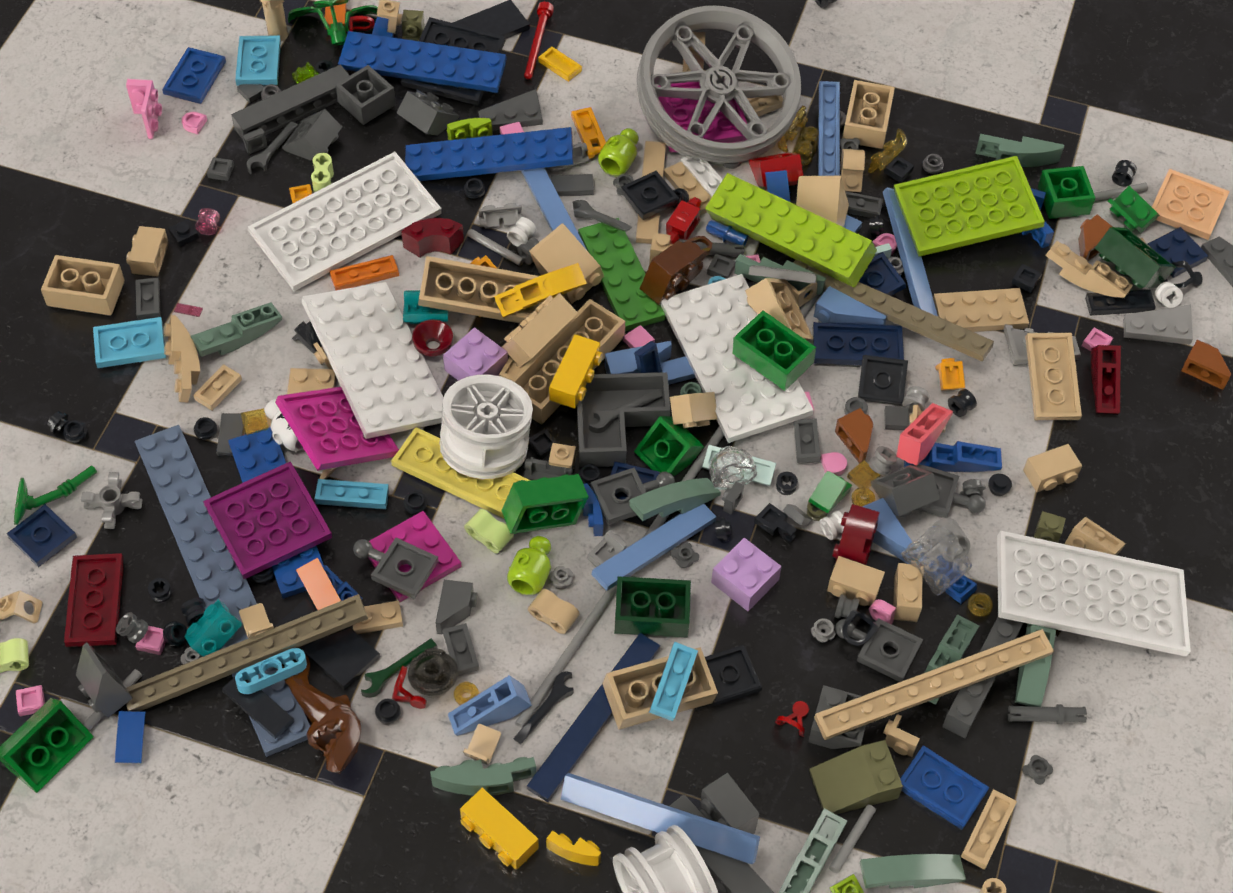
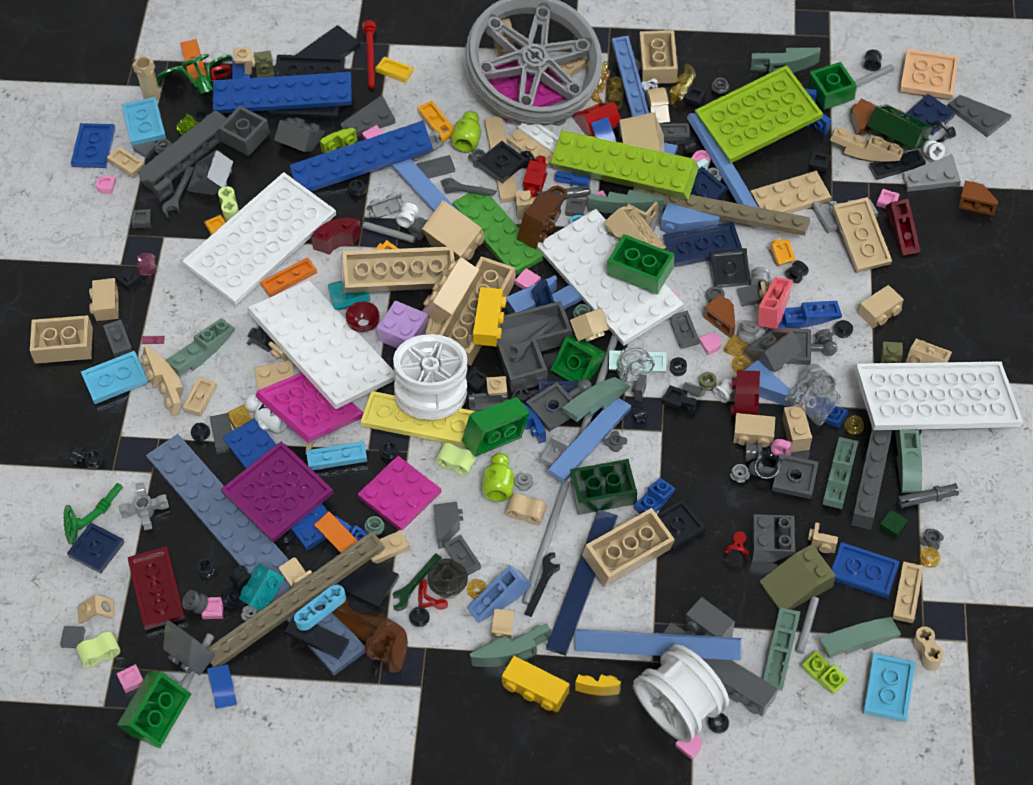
camera: 10 degrees left, 0 degrees up
(145, 102) = (61, 176): bright pink bracket -> none
(222, 100) = (125, 161): none -> tan plate
(365, 583) = (372, 522): none -> sand green plate
(398, 554) = (390, 494): dark grey plate -> none
(539, 289) = (441, 258): yellow slope -> none
(673, 681) = (639, 538): medium azure plate -> none
(713, 634) = (655, 497): none -> blue slope
(746, 574) = (668, 444): lavender brick -> none
(780, 273) = (630, 201): light grey tile -> none
(829, 492) = (714, 365): slope -> none
(933, 684) = (837, 493): tan plate -> none
(995, 738) = (893, 523): none -> dark green tile
(1031, 786) = (930, 552): none -> clear yellow plate
(1133, 209) = (888, 87): green bracket -> none

